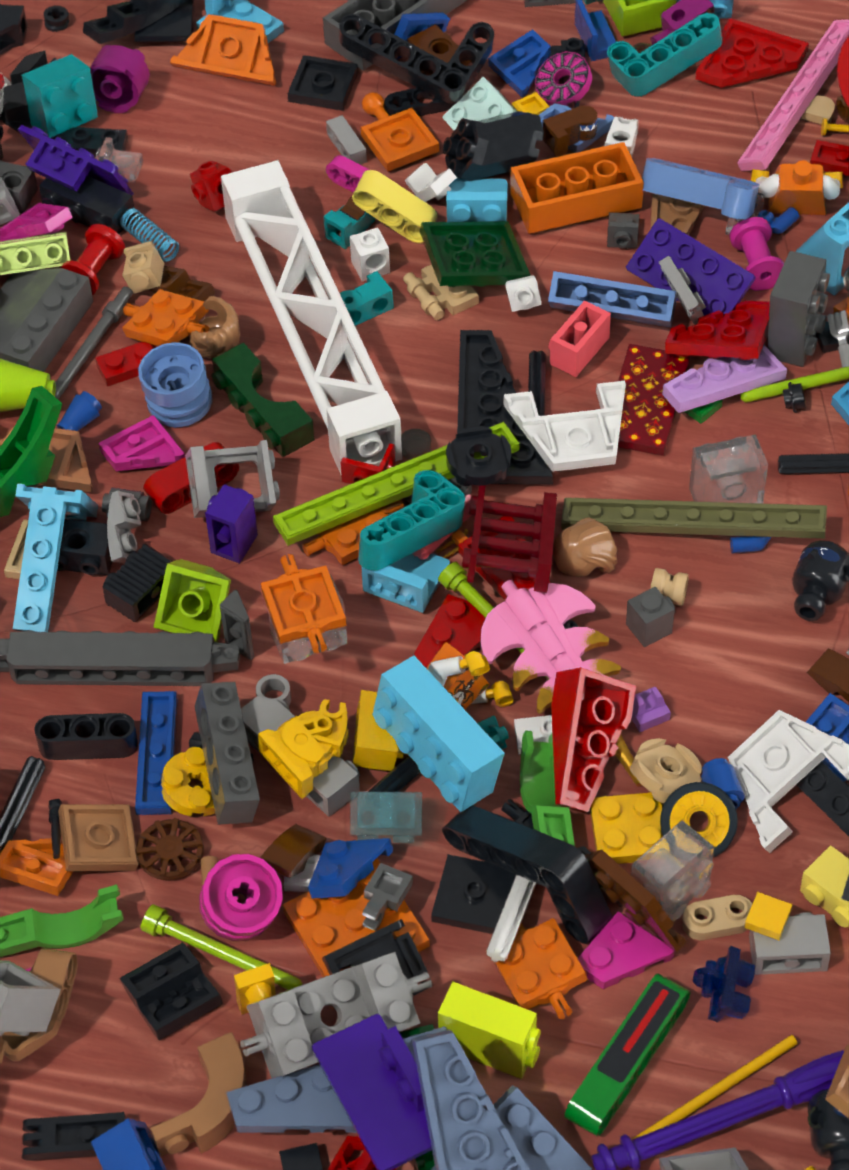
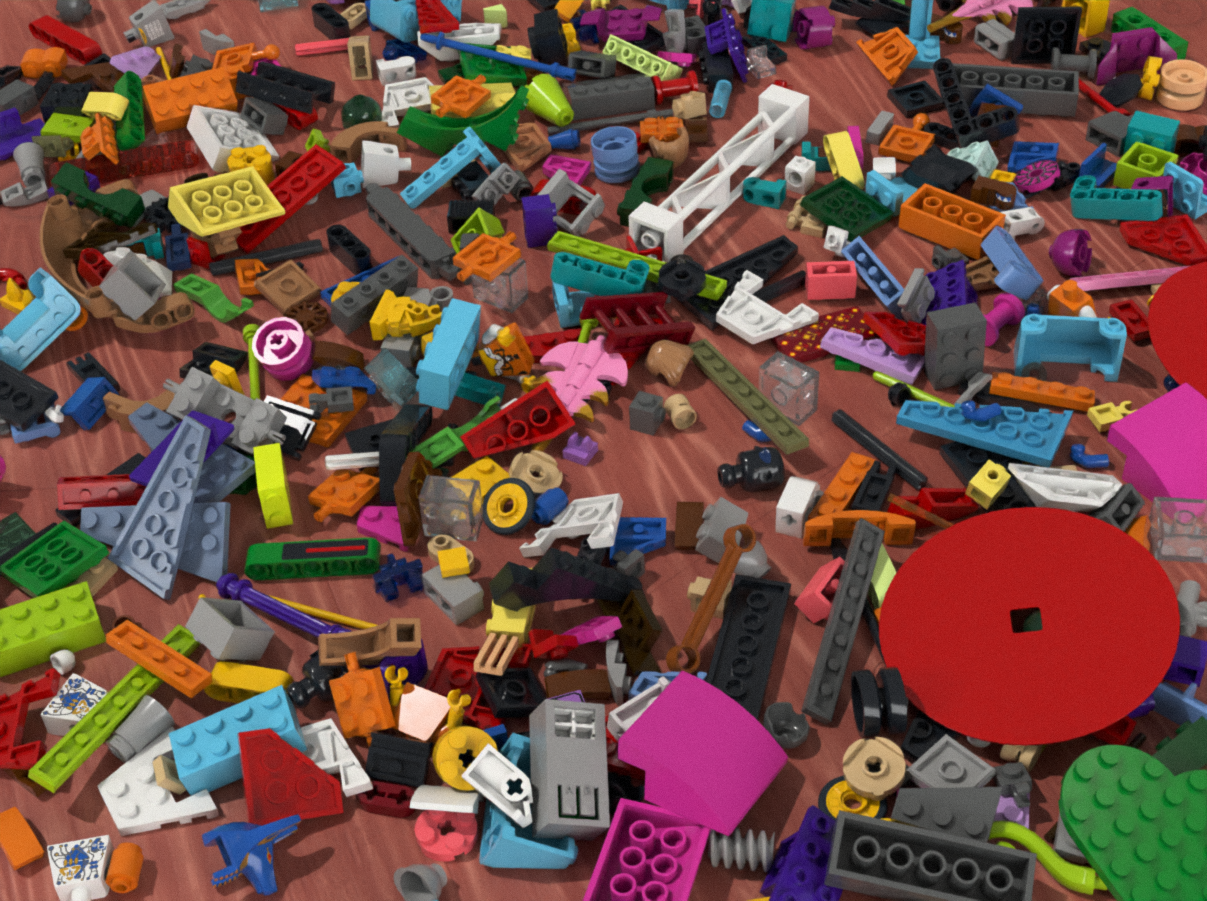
camera: 55 degrees right, 10 degrees down
(710, 135) = (1071, 252): none -> magenta cylinder

